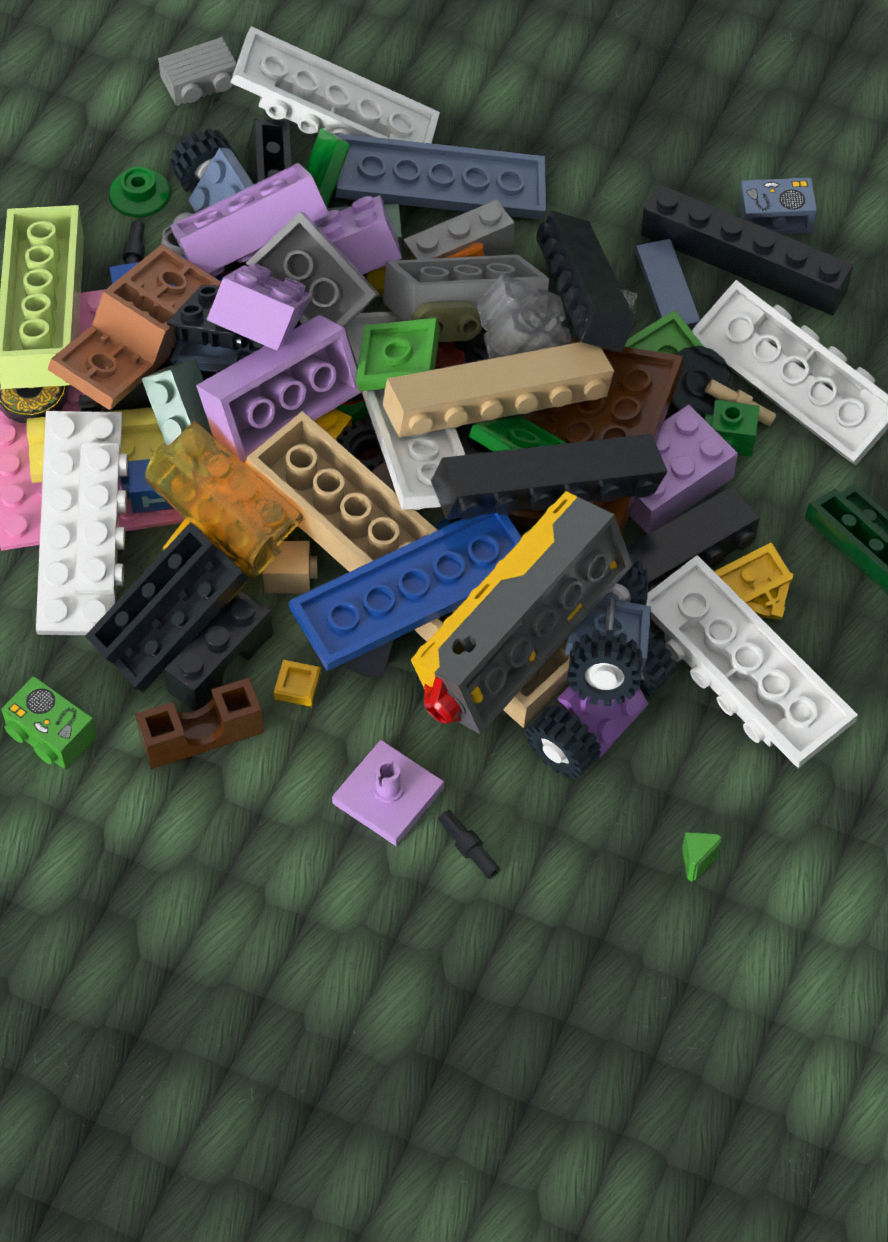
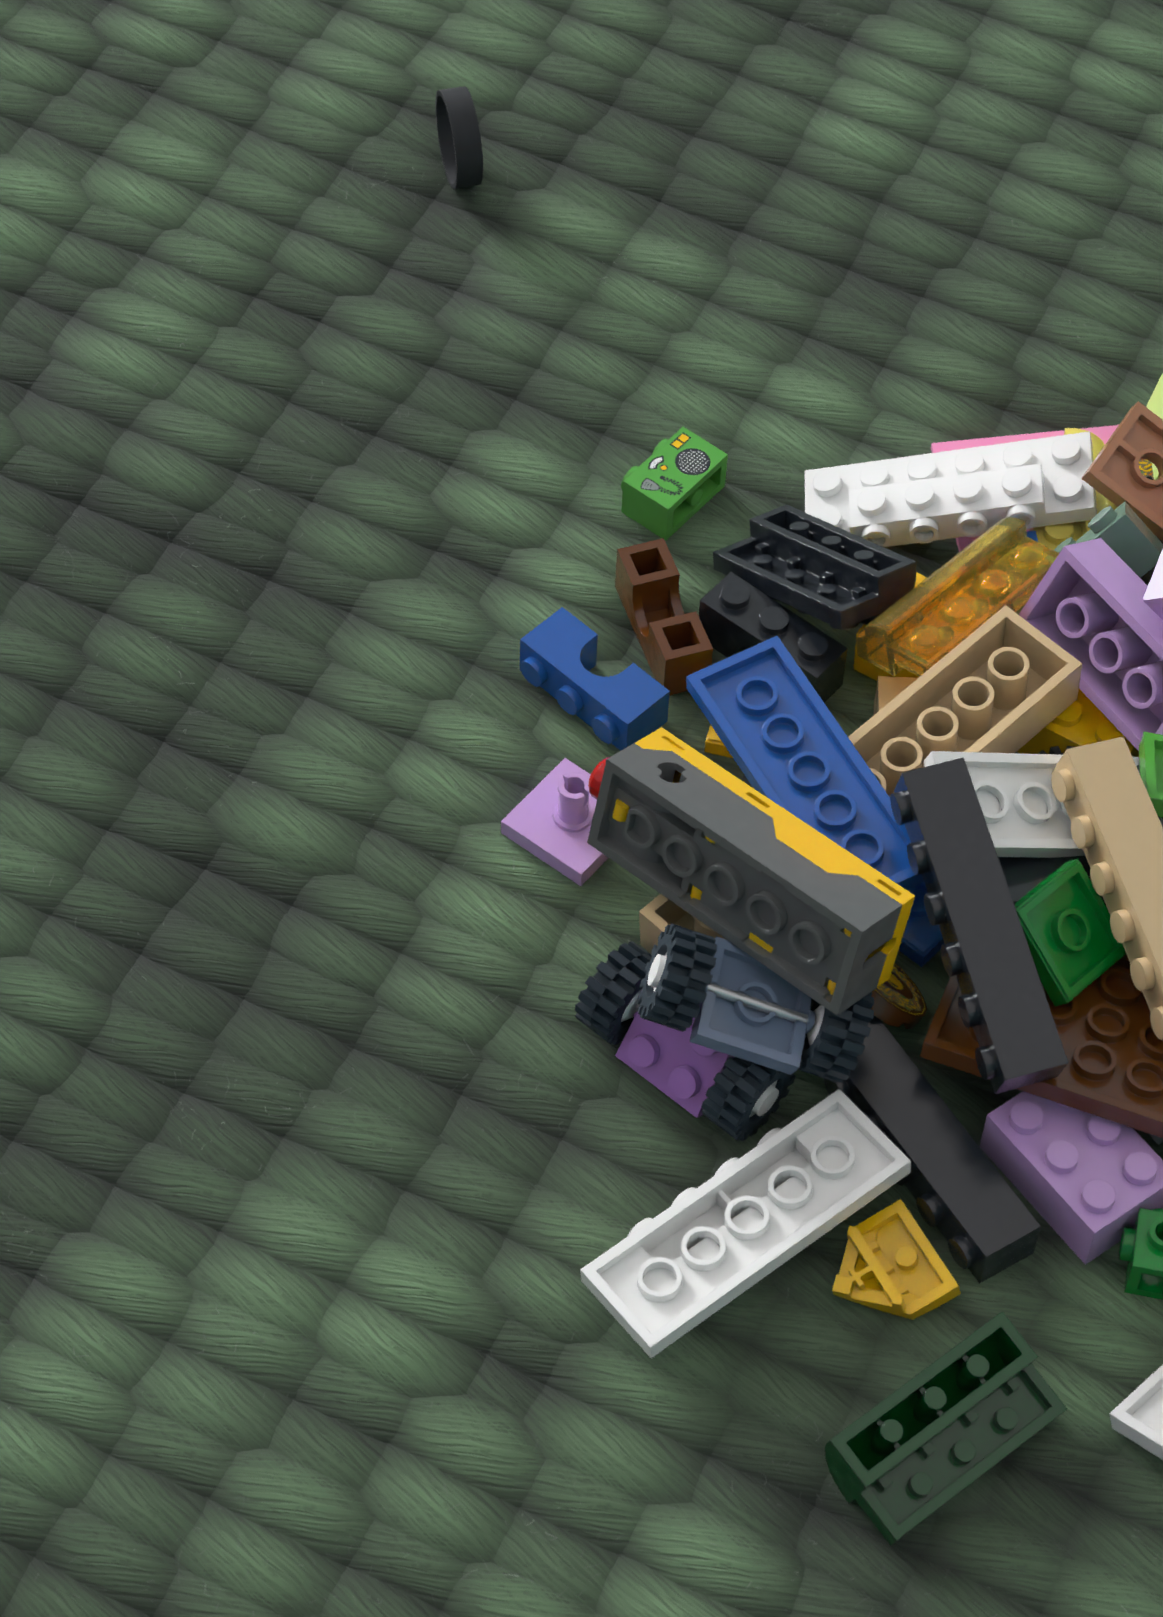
camera: 90 degrees right, 5 degrees down
(237, 801) = (616, 707): none -> blue arch
(469, 844) = (492, 900): black bar -> none
(699, 853) = (454, 1148): bright green slope -> none

